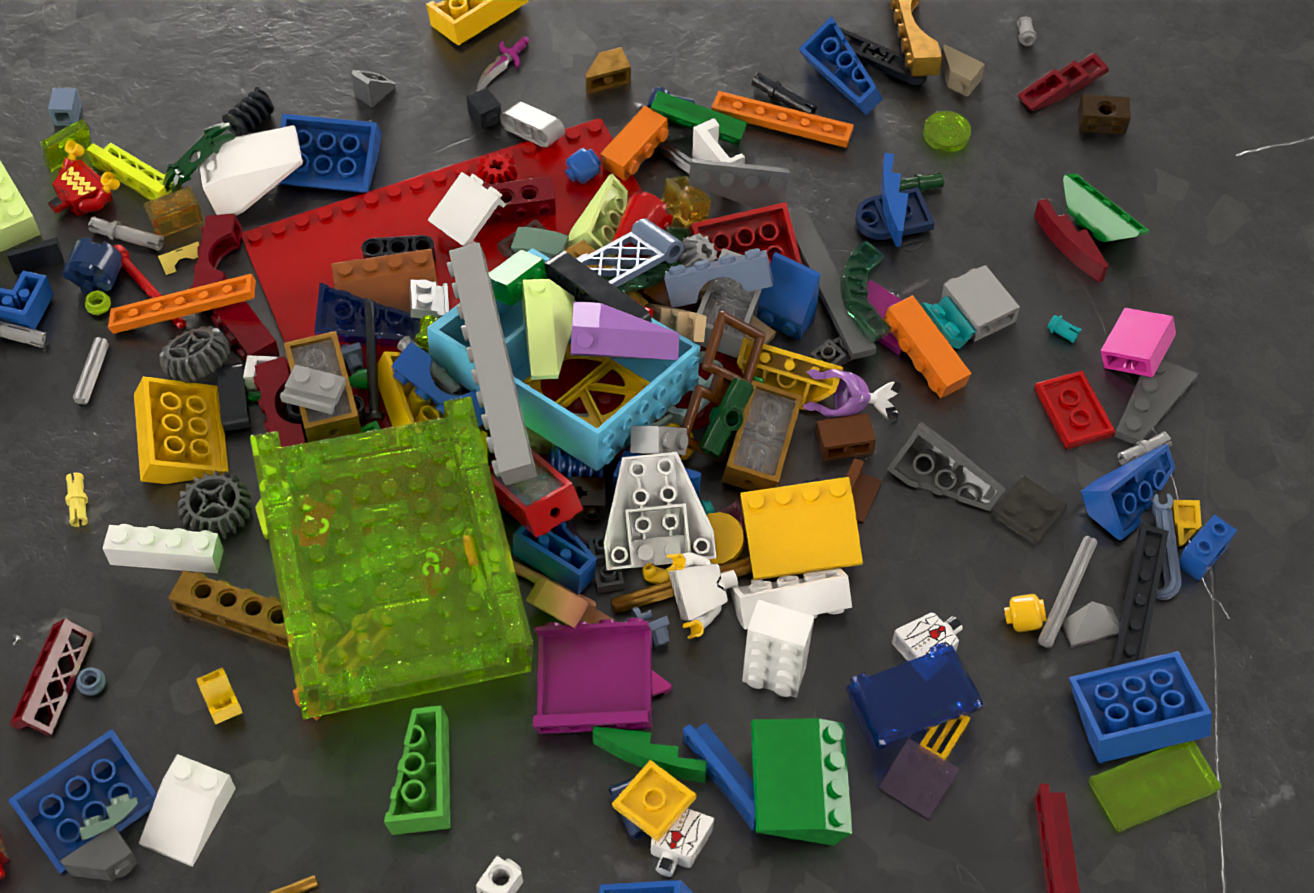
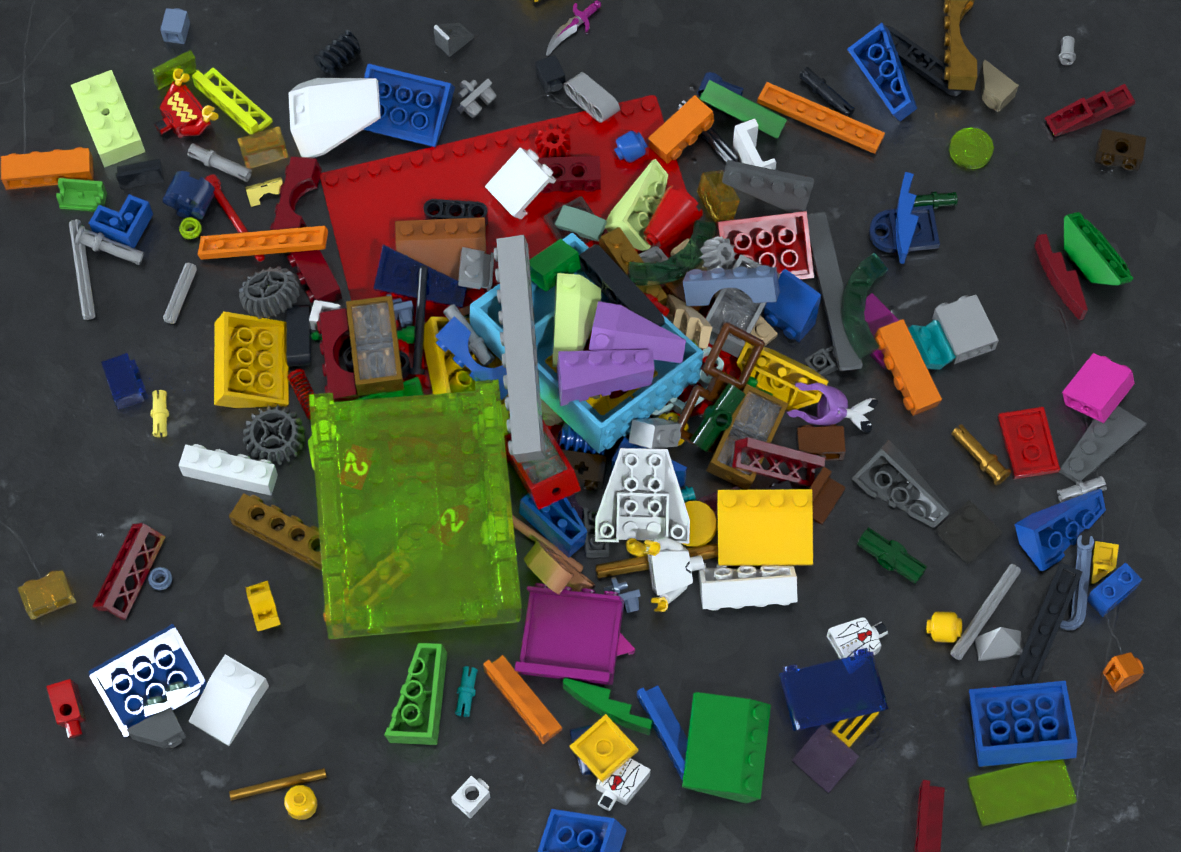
camera: 10 degrees right, 10 degrees up
(30, 469) = (123, 381): none -> clear blue brick
(207, 145) = (298, 87): dark green piece -> none
(235, 445) = (297, 378): none -> red piece
(313, 389) = (366, 350): light grey plate -> none
(401, 137) = (469, 104): none -> light grey hips
(421, 338) = (471, 295): clear neon green bush -> none
(471, 551) = (481, 516): yellow piece -> none
(477, 761) = (466, 691): none -> teal pin
(546, 760) = (522, 699): none -> orange fence
(589, 375) = (602, 372): none -> medium lavender wedge
(608, 71) = (668, 47): pearl gold slope -> none
(649, 241) = (679, 241): sand blue piece -> none
(777, 648) = (724, 636): white brick -> none
(799, 447) = (780, 454): none -> dark red fence
(949, 544) = (891, 555): none -> dark green piece
(1033, 432) = (987, 461): none -> pearl gold pin
(1063, 328) = (1035, 363): teal pin -> none
(1238, 633) = (1123, 671): none -> orange slope

